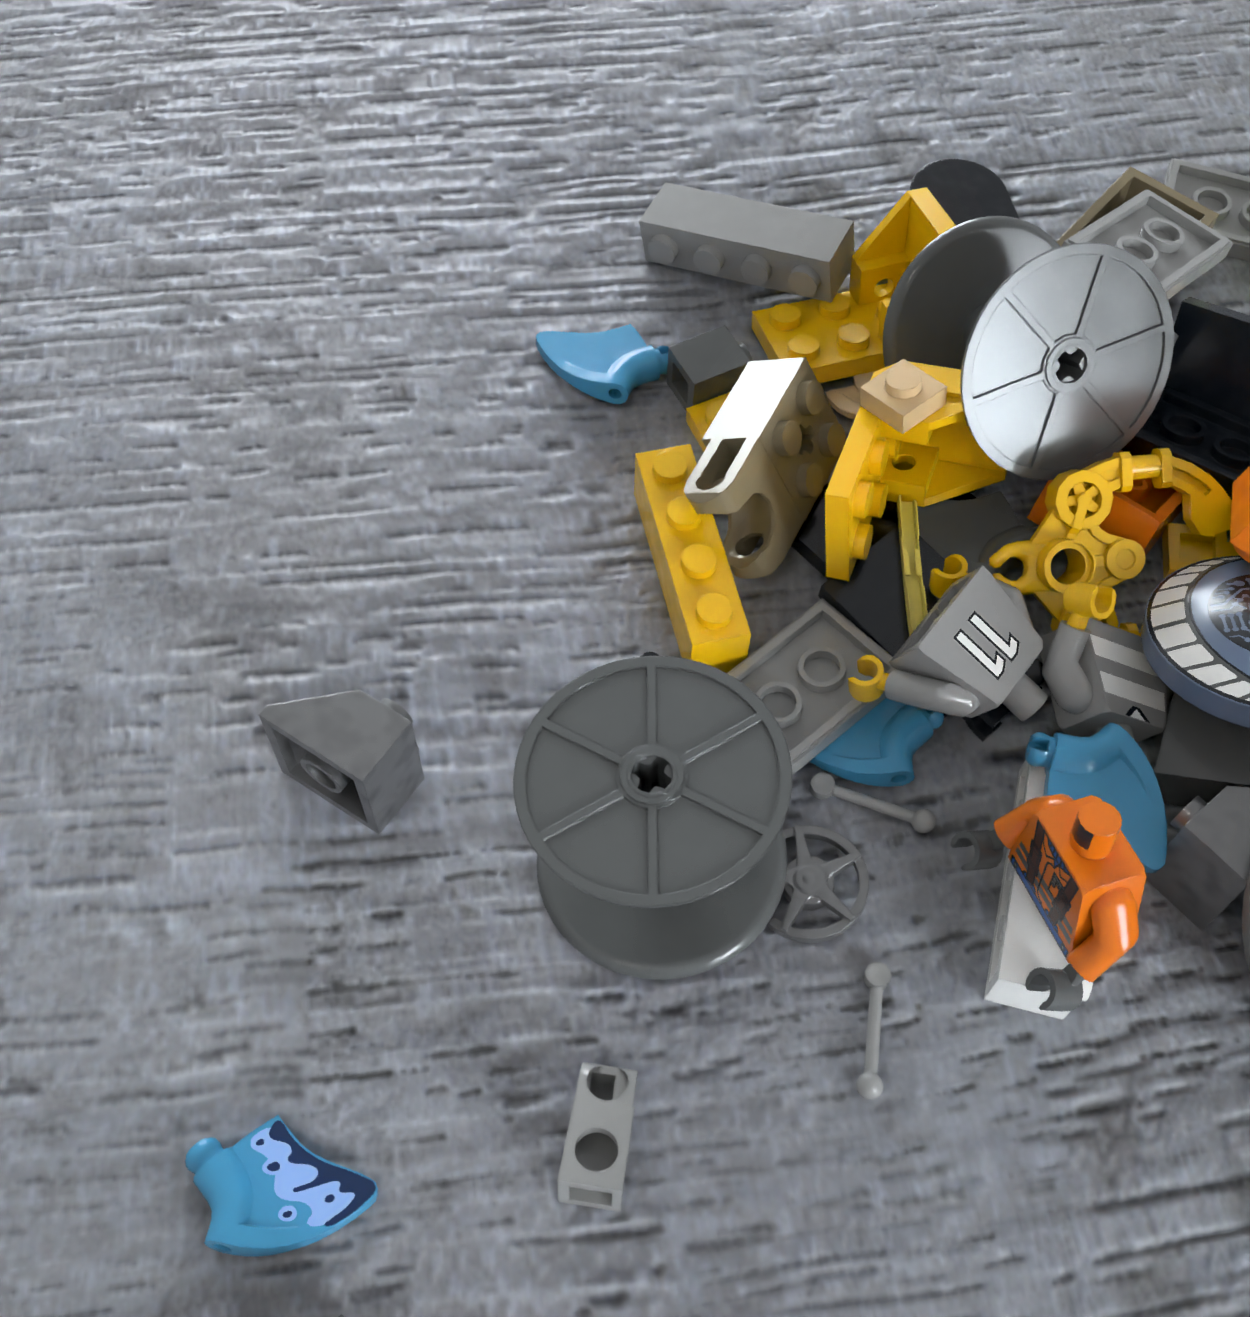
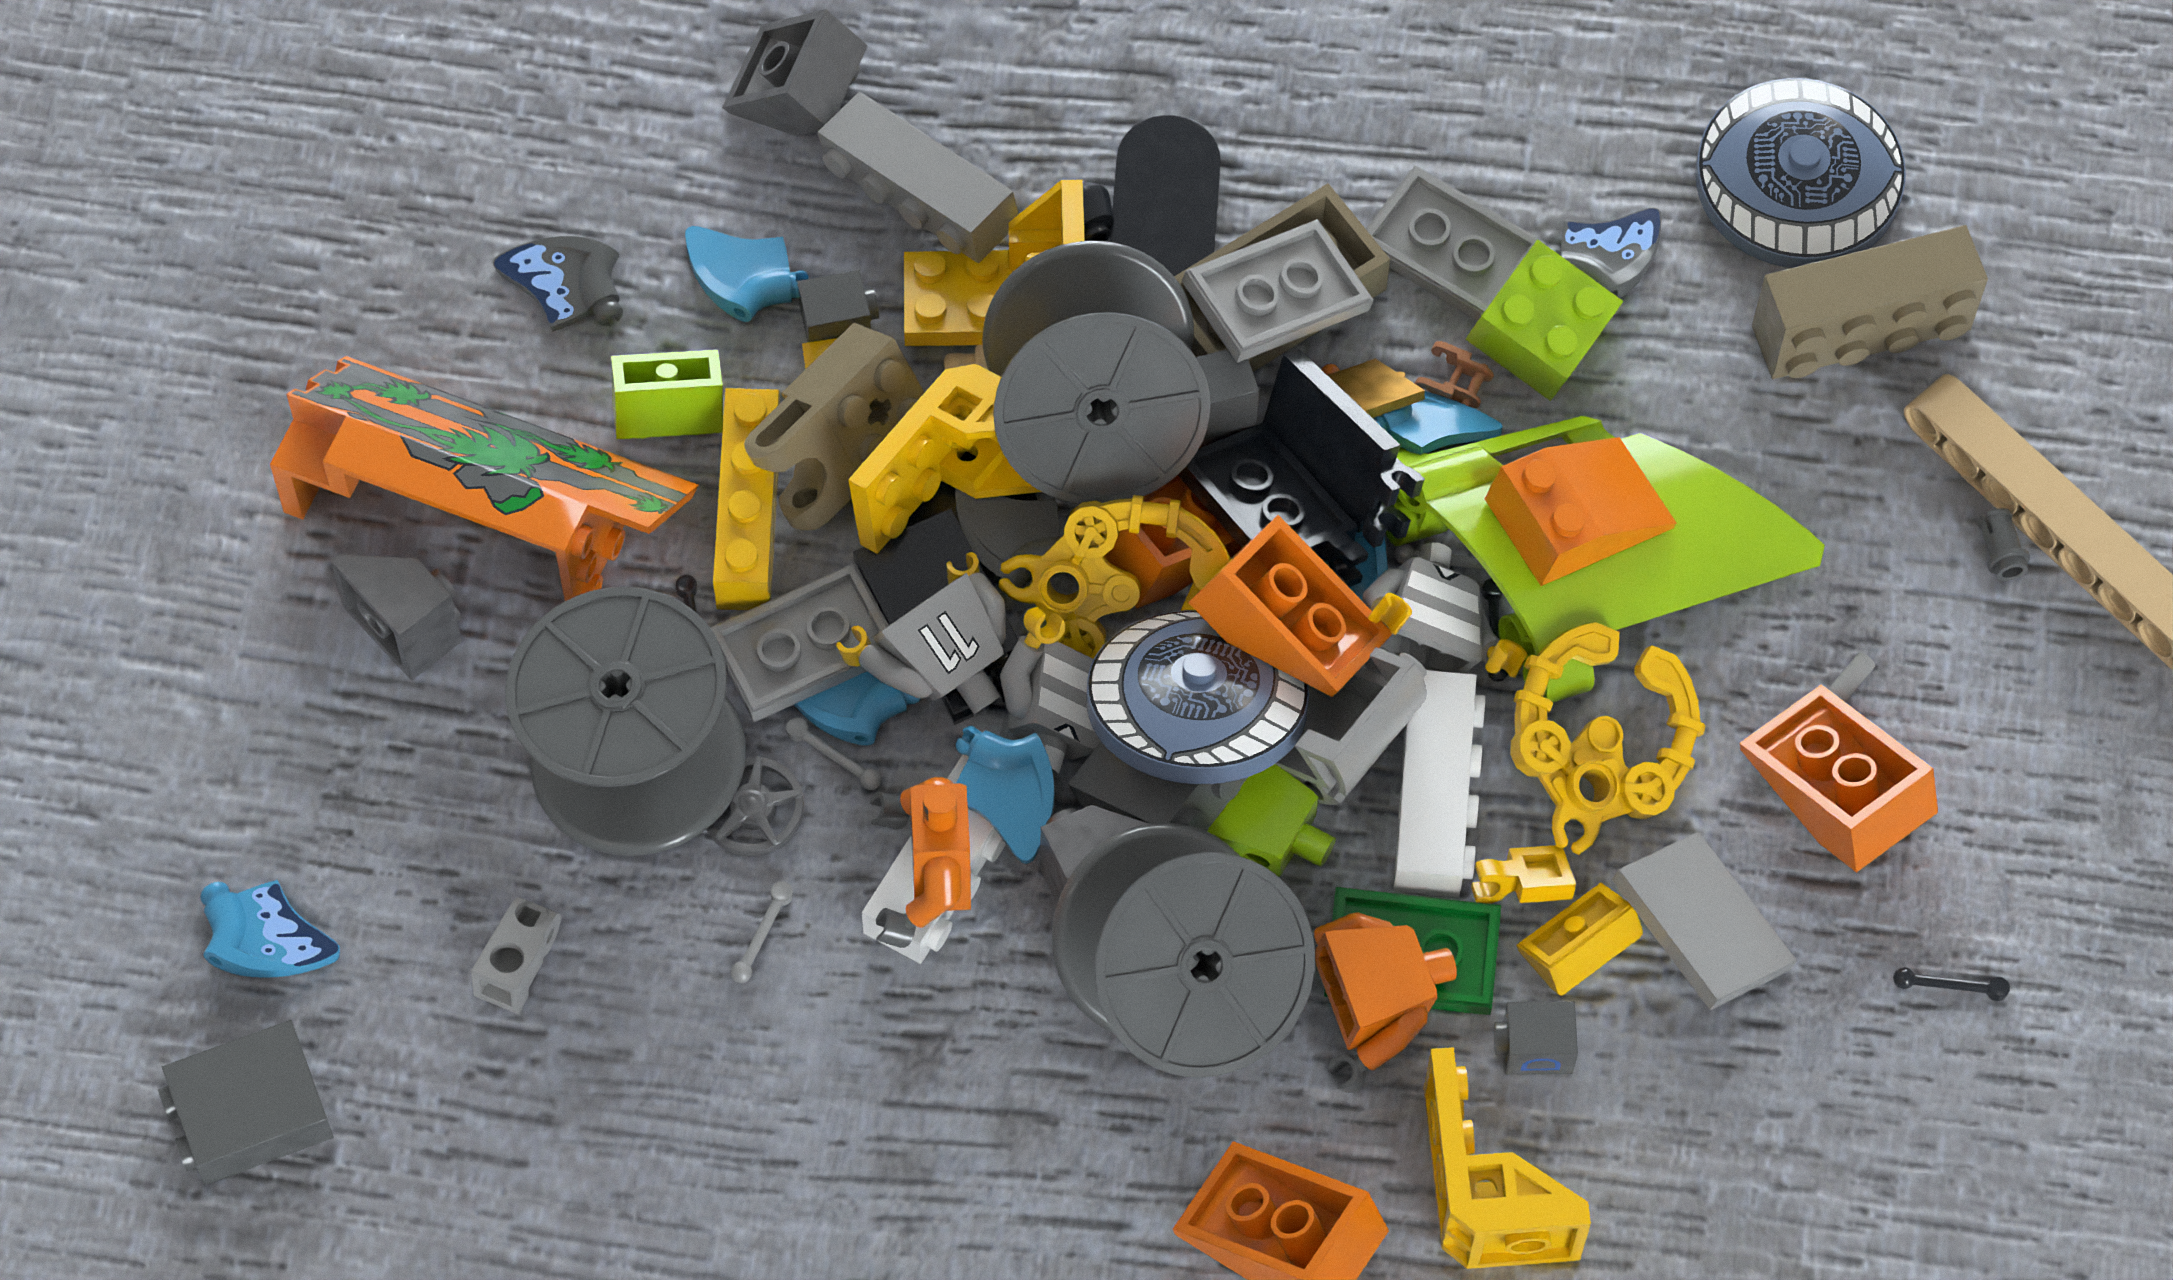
camera: 15 degrees right, 5 degrees up
(266, 563) = (471, 465): none -> panel
(431, 400) = (565, 278): none -> dark grey arm
(573, 476) = (667, 394): none -> lime brick
(597, 187) = (796, 73): none -> flat silver slope
(903, 396) = (952, 403): tan plate -> none
(911, 563) = (941, 544): light yellow piece -> none

